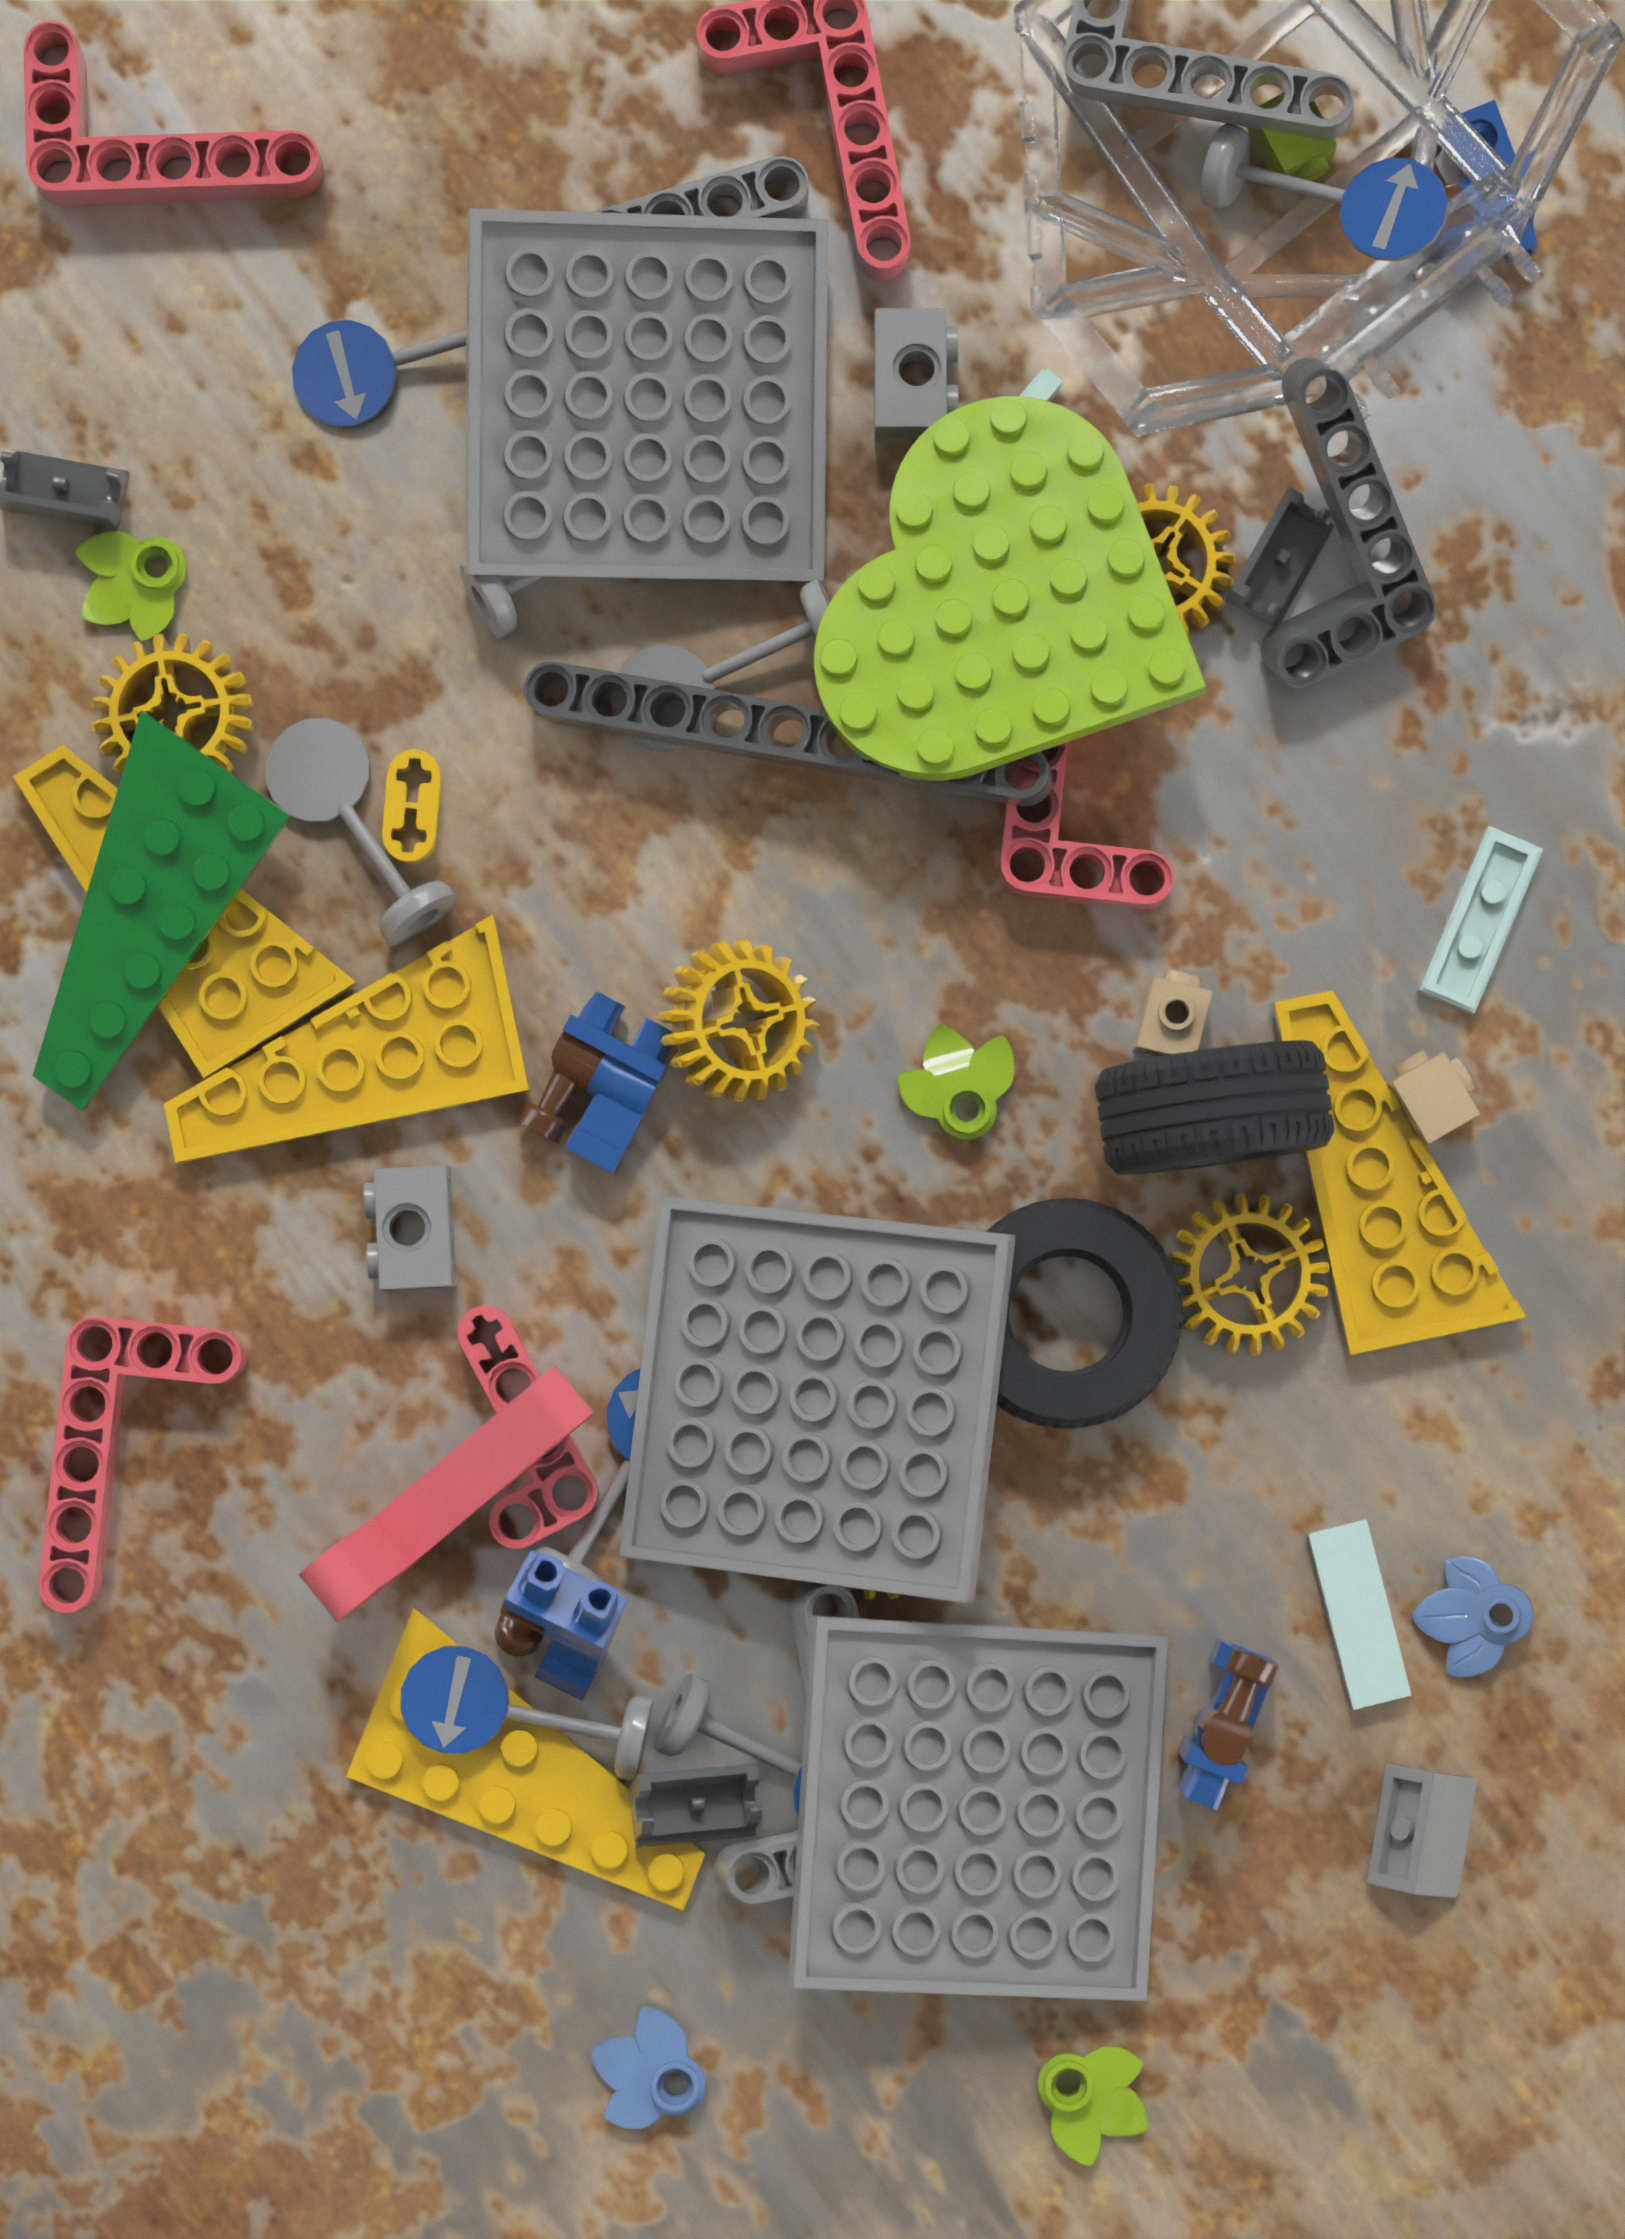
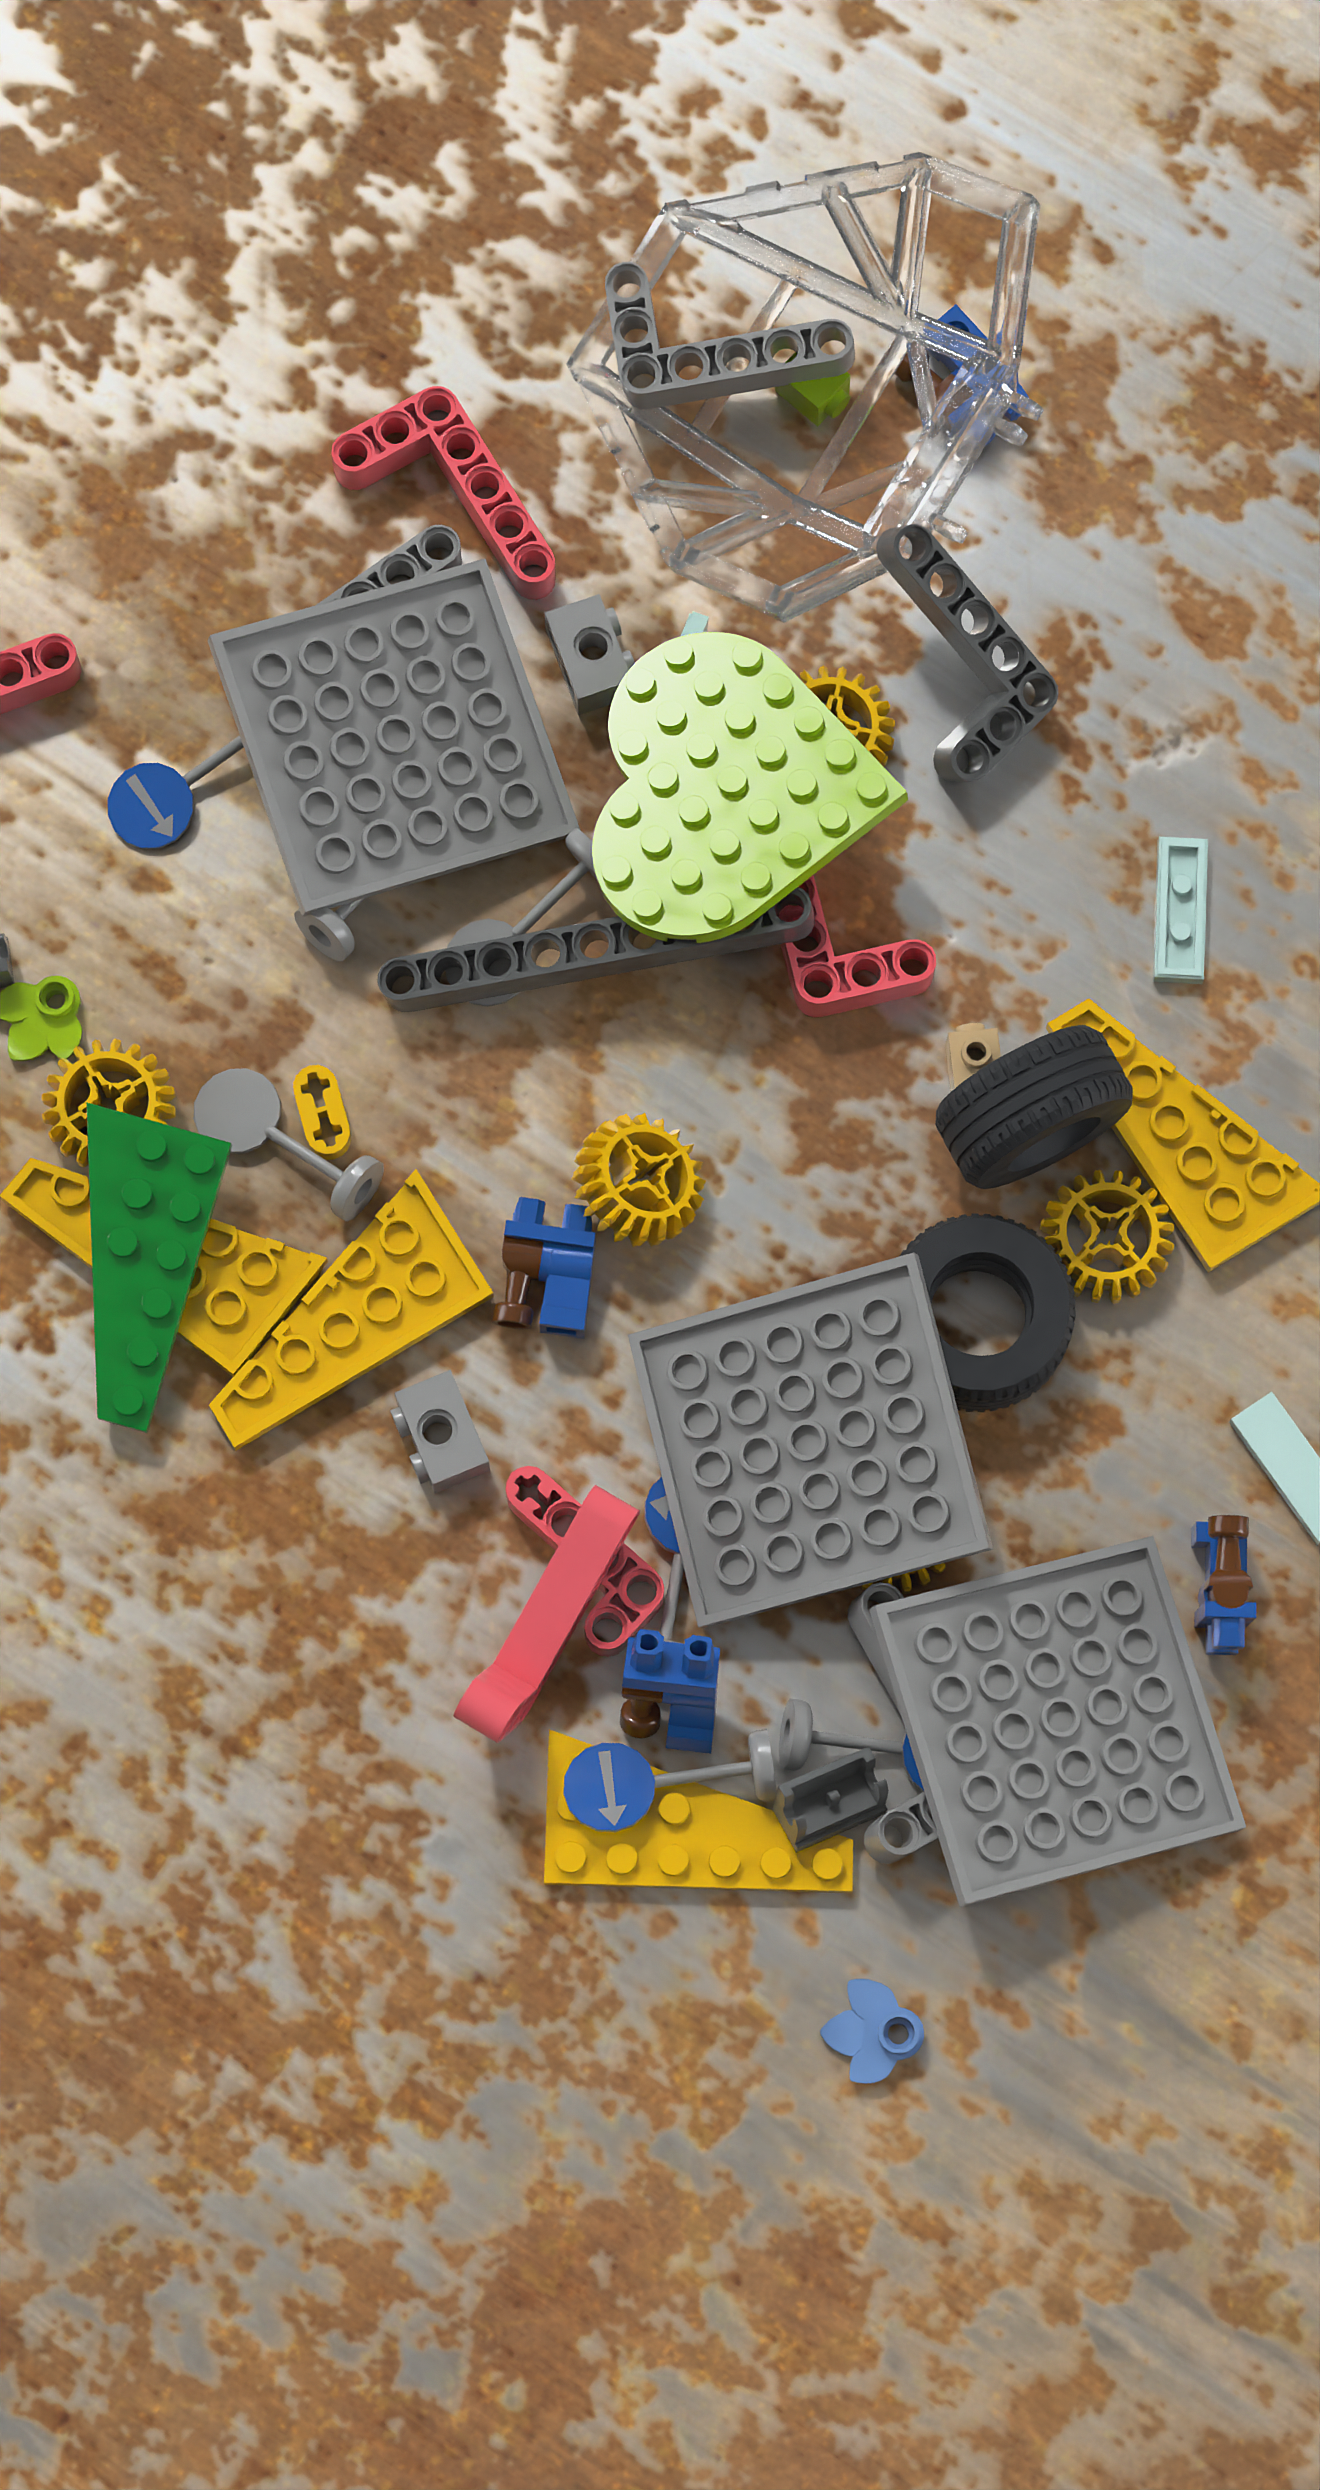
camera: 20 degrees left, 10 degrees down
(103, 1436) = (249, 1681): coral beam -> none
(955, 1074) = (822, 1166): lime plate -> none
(1098, 2105) = (1240, 1927): lime plate -> none
(1281, 559) = (924, 694): dark grey hinge -> none
(1385, 212) = (905, 406): piece -> none
(1434, 1094) = (1197, 1049): tan brick -> none

